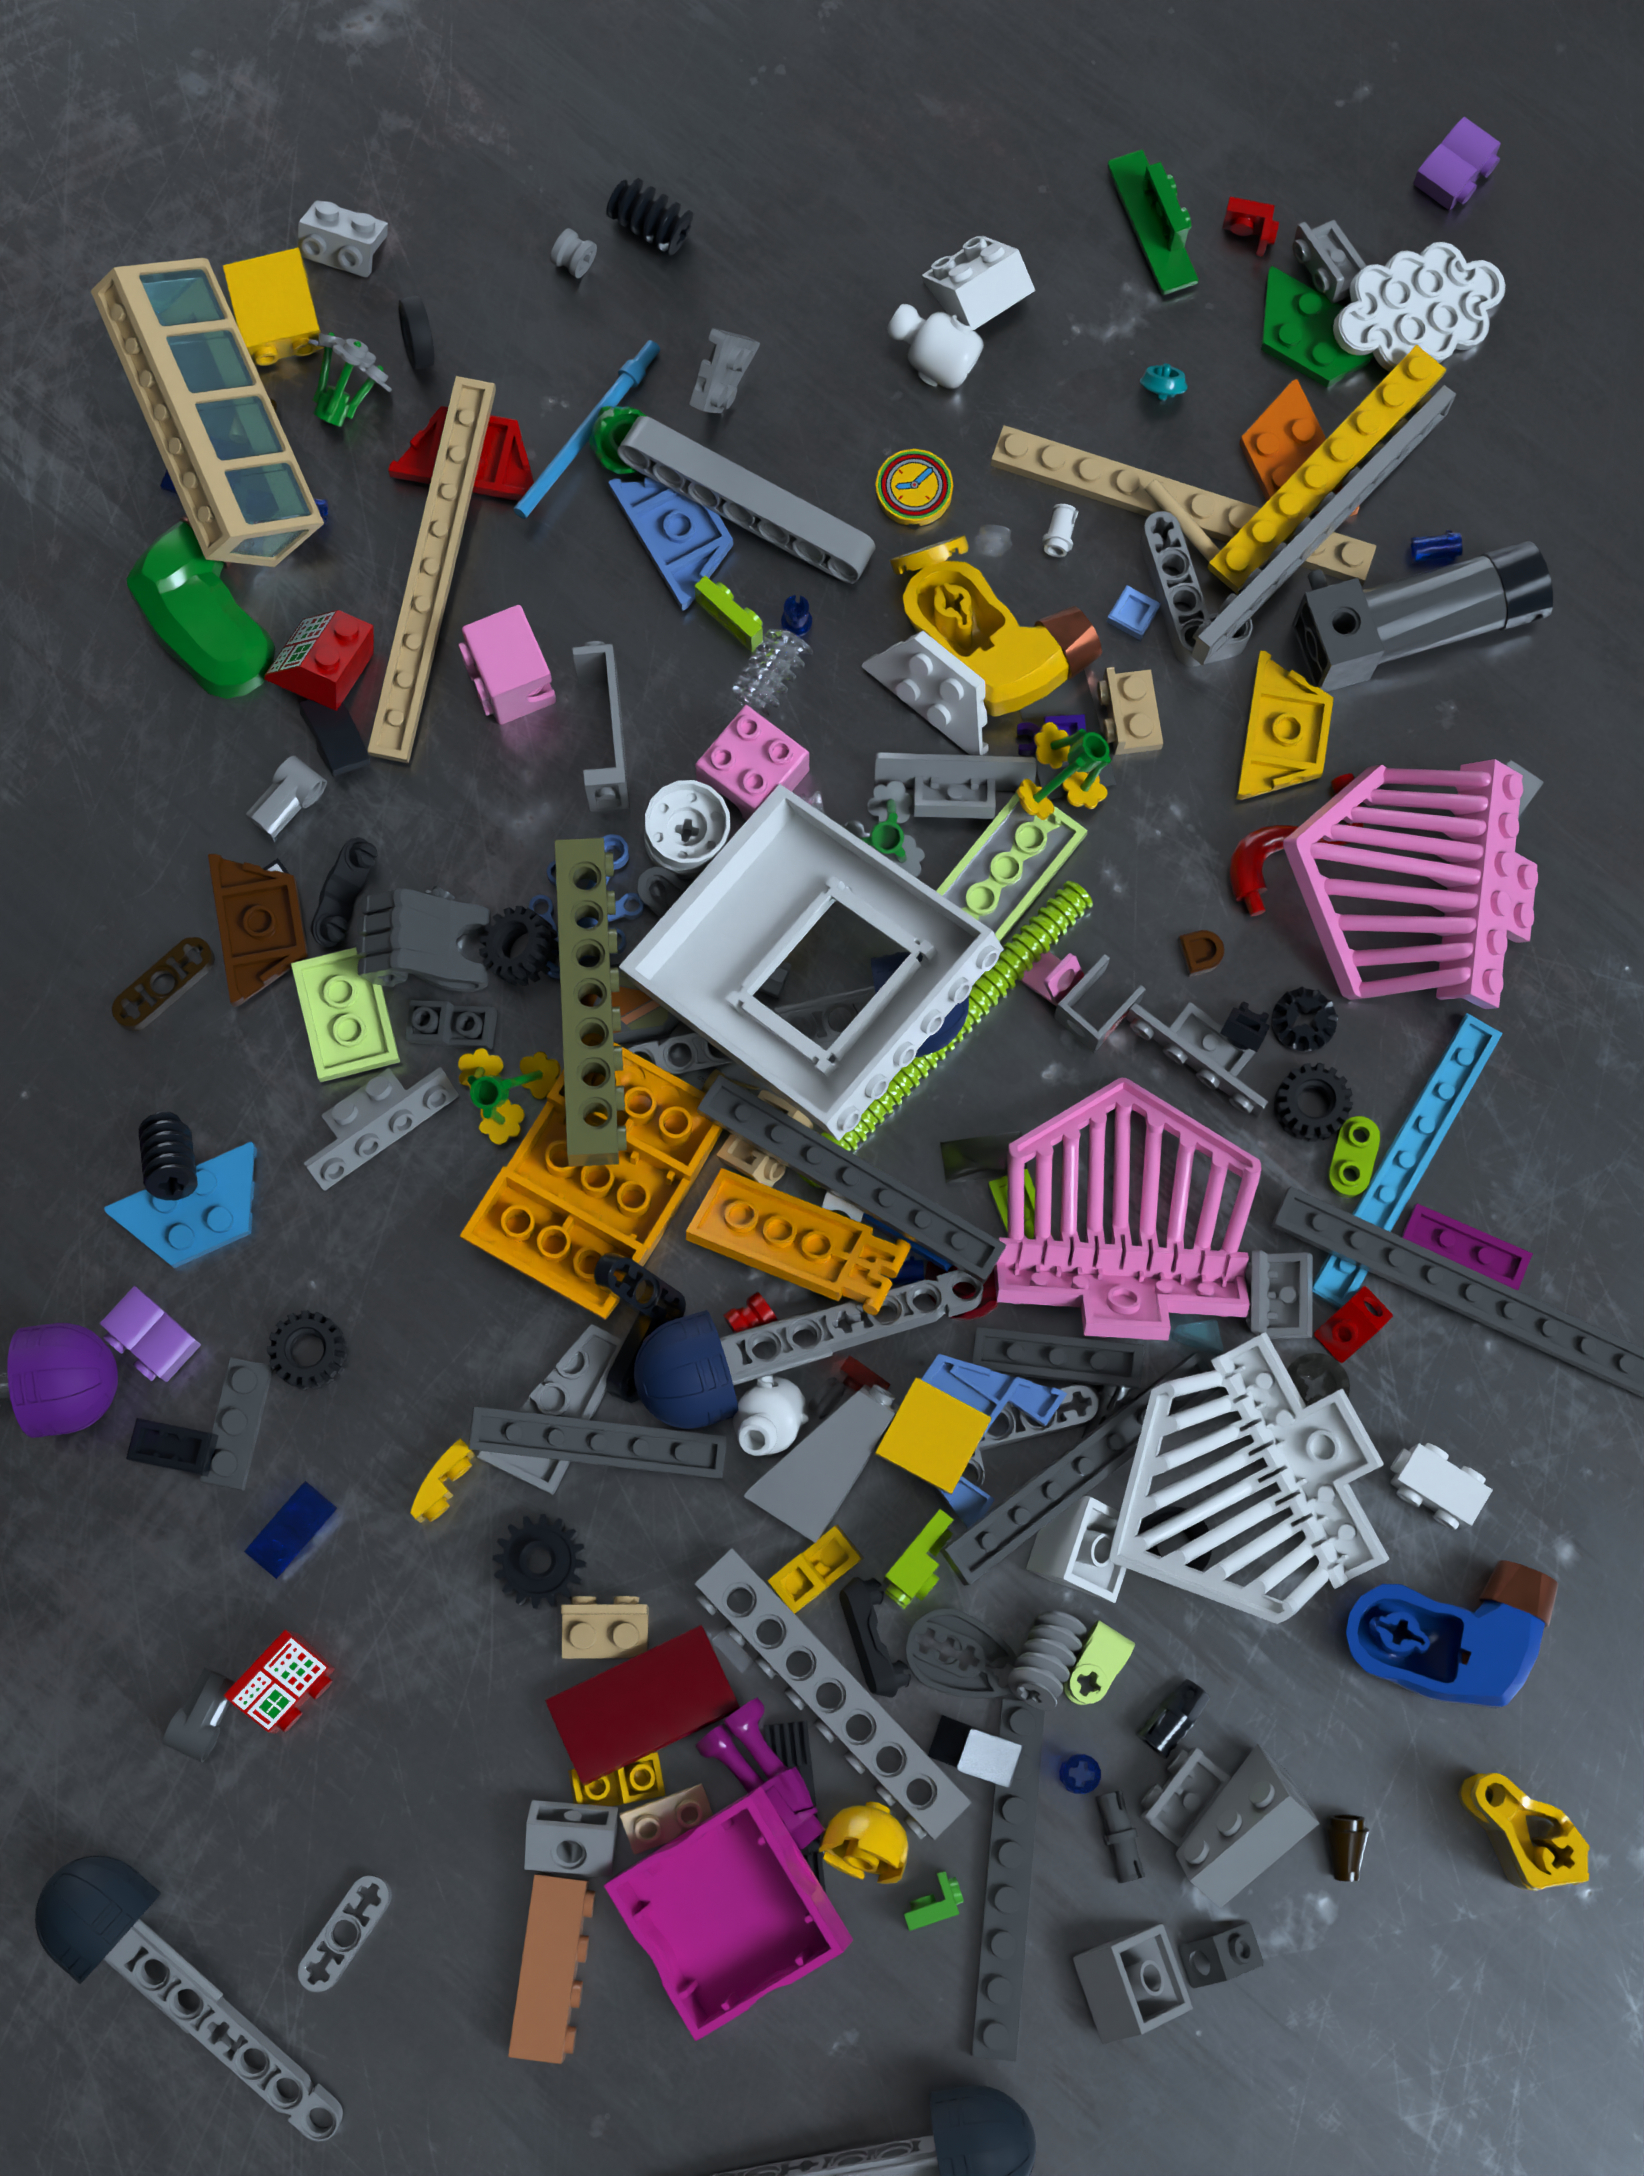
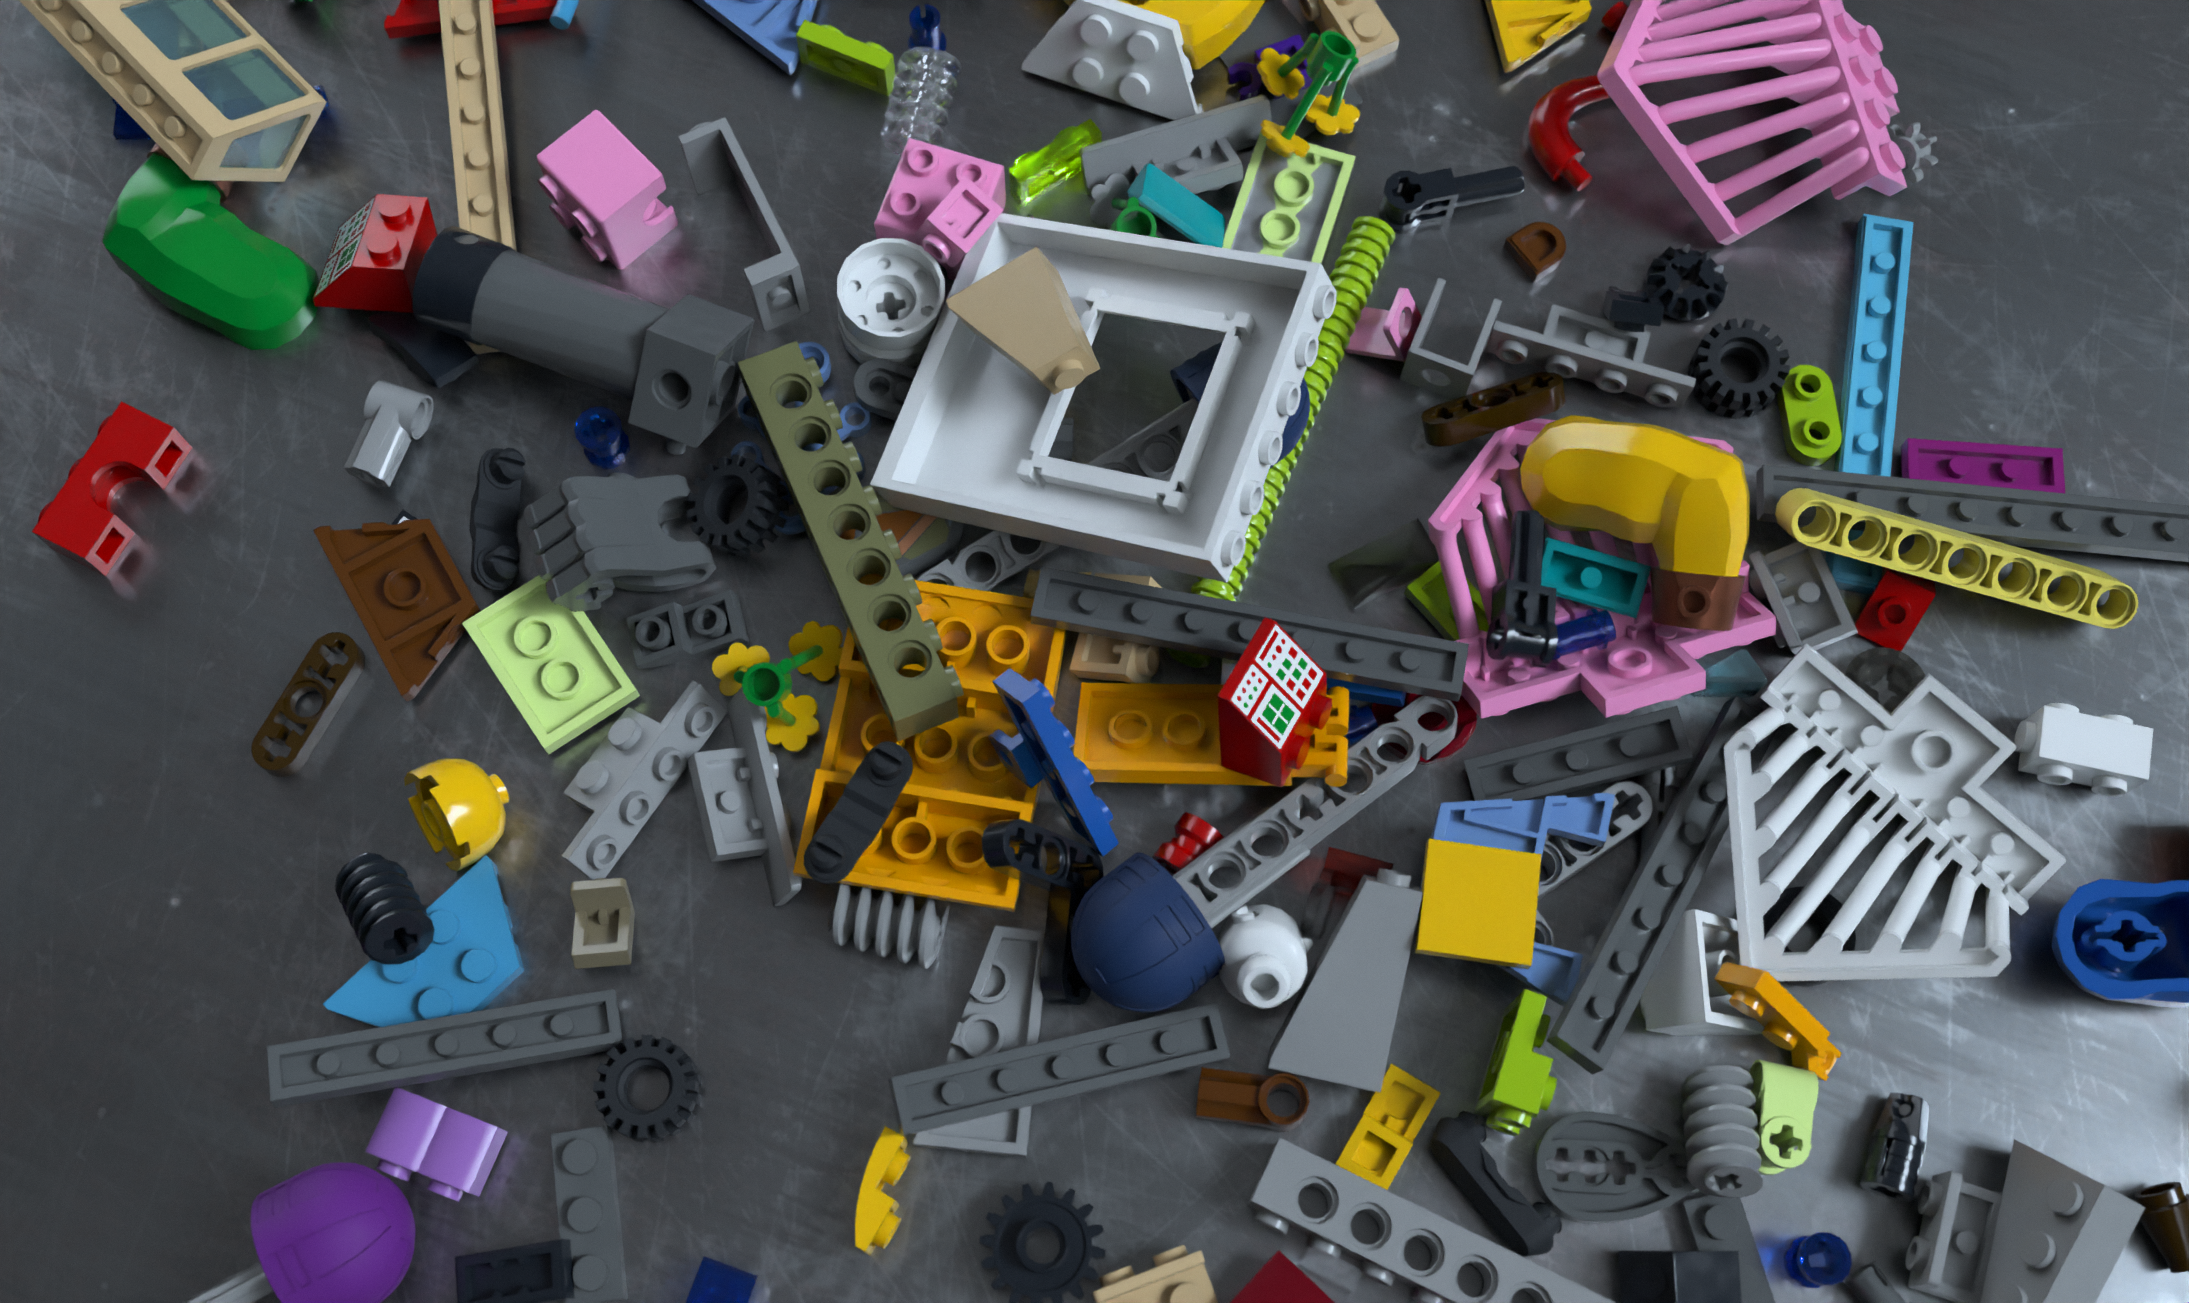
camera: 20 degrees left, 5 degrees down
(94, 744) = (126, 450): none -> red arch
(178, 1270) = (443, 1048): none -> dark grey plate
(243, 1101) = (458, 808): none -> yellow cylinder
(316, 1221) = (602, 923): none -> dark tan bracket
(429, 851) = (594, 424): none -> clear blue bush
(444, 1169) = (742, 800): none -> light grey bracket
(506, 821) = (668, 361): none -> dark grey piece
(515, 1296) = (887, 924): none -> light grey piece
(520, 1210) = (858, 813): none -> black piece
(666, 1213) = (1045, 753): none -> blue plate
(721, 1512) = (1243, 1098): none -> reddish brown piece
(754, 789) = (958, 222): none -> bright pink bracket
(774, 891) = (1029, 321): none -> tan slope
(840, 1240) = (1271, 706): none -> red slope
(842, 758) = (1043, 170): none -> clear neon green plate
(932, 828) = (1178, 206): none -> teal slope
(1057, 1231) = (1521, 607): none -> black connector
(1095, 1265) = (1585, 632): none -> clear blue pin
(1111, 1068) = (1493, 409): none -> dark brown beam
(1121, 1226) = (1594, 577): none -> teal slope
(1126, 1600) = (1781, 1015): none -> light orange hinge
(1140, 883) = (1436, 193): none -> black connector
(1187, 1181) = (1655, 491): none -> yellow piece
(1412, 1327) = (1978, 568): none -> light yellow beam
(1521, 977) = (1919, 146): none -> light grey gear

